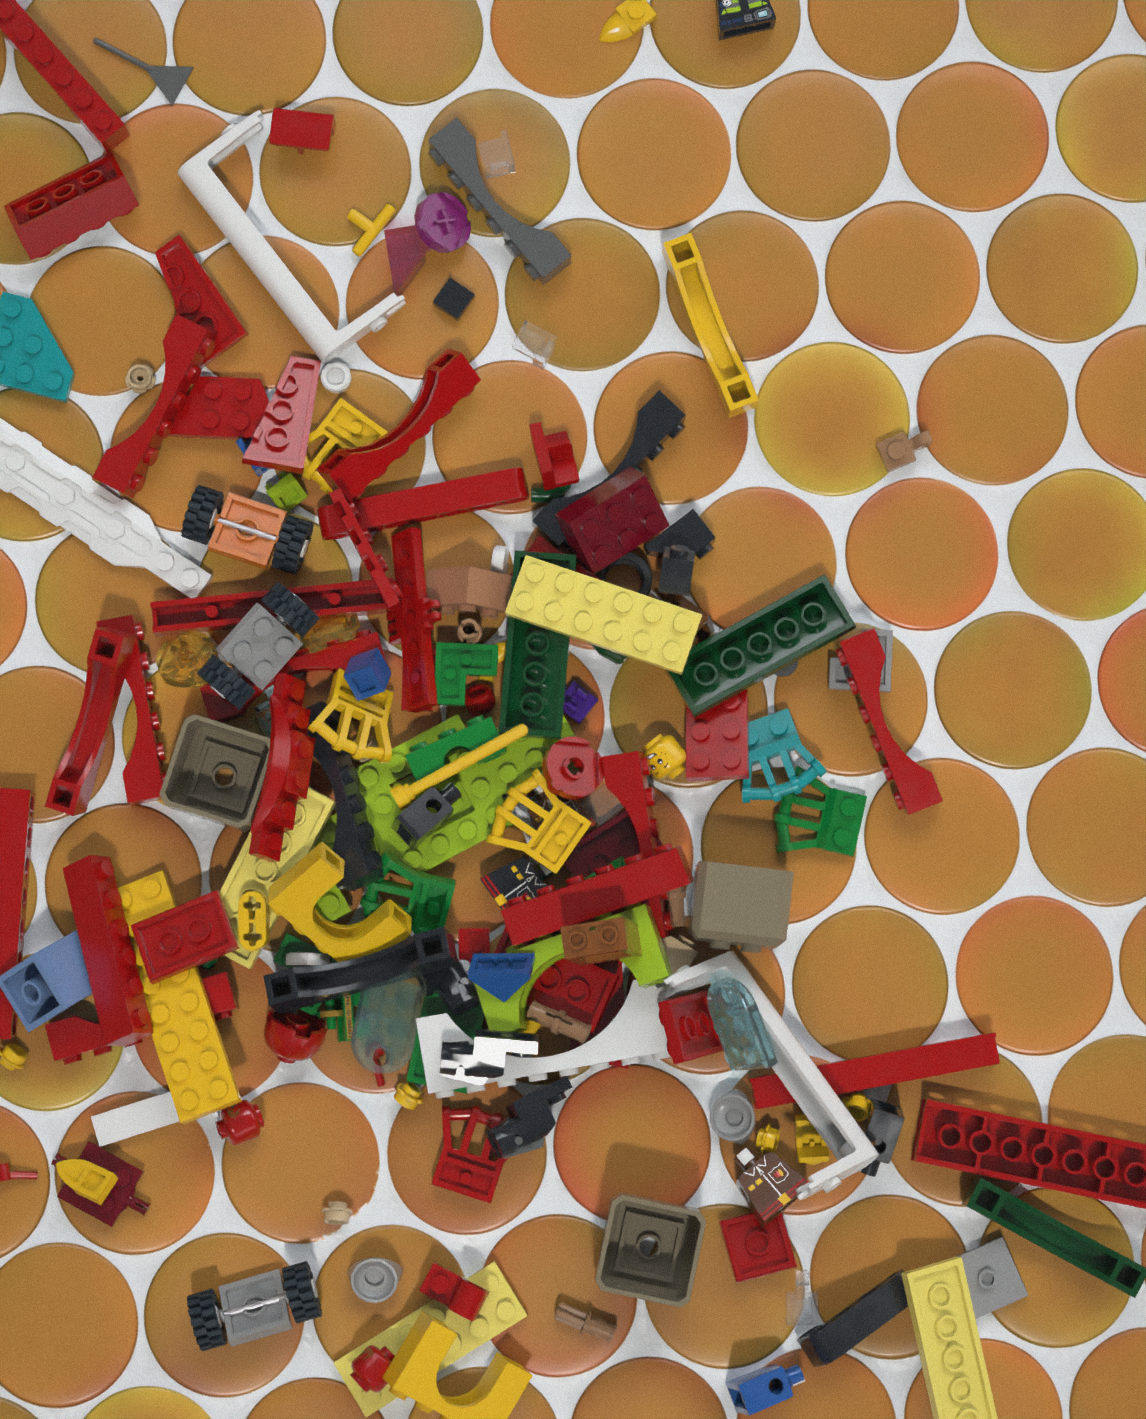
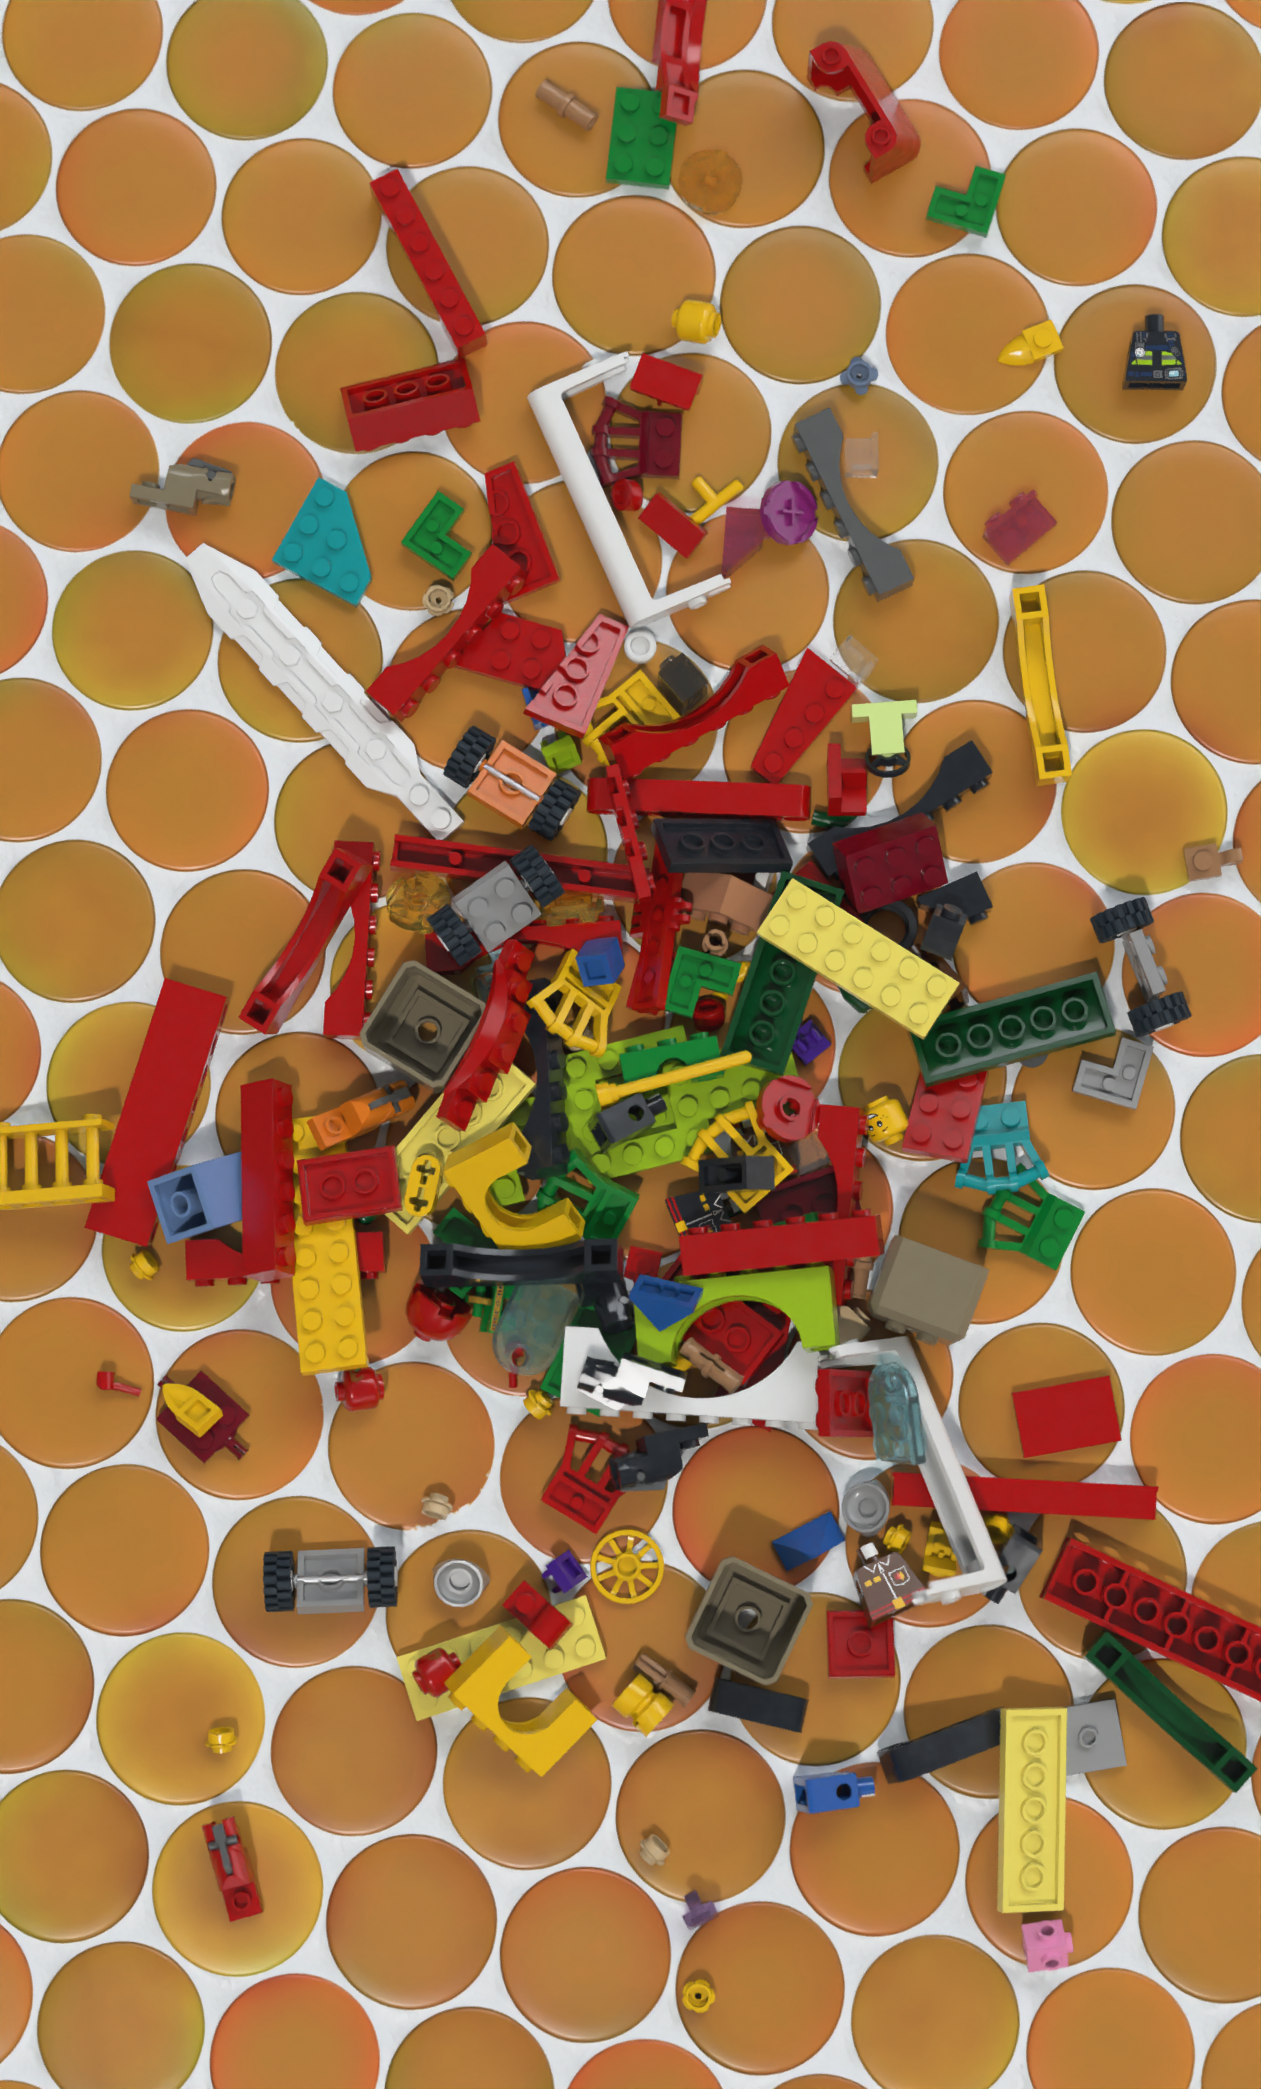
camera: 20 degrees right, 0 degrees up
(118, 320) = (430, 538): none -> green plate
(134, 1119) = (254, 1359): white tile -> none
(168, 78) = (540, 295): dark grey piece -> none
(180, 868) = (361, 1114): none -> orange plate
(290, 241) = (627, 495): none -> red tile
(307, 959) = (468, 1238): white tile -> none
(308, 191) = (658, 443): none -> dark red plate
(316, 68) = (696, 321): none -> yellow head
(339, 259) = (673, 525): none -> red tile
(381, 400) = (681, 682): none -> clear smoke brick
(453, 299) = (781, 594): black tile -> none
(453, 541) = (721, 845): none -> black plate
(471, 1245) = (565, 1572): none -> dark purple tile
(476, 75) = (856, 367): none -> sand blue plate
(500, 401) = (805, 711): none -> red wing
(526, 1225) = (627, 1566): none -> yellow wheel
(540, 840) = (736, 1174): none -> black slope
(571, 1350) = (642, 1705): none -> yellow wheel
(579, 403) = (885, 734): none -> yellowish green piece
(610, 941) = (786, 1295): dark orange window -> none
(655, 186) = (1018, 527): none -> clear pink bracket
(677, 1324) = (758, 1705): none -> black beam
(687, 1161) = (808, 1541): none -> blue slope
(801, 1304) = (890, 1717): clear plate -> none
(865, 661) = (1116, 1071): red arch -> none
(876, 569) = (1127, 922): none -> black plate
(895, 988) = (1066, 1416): none -> red tile

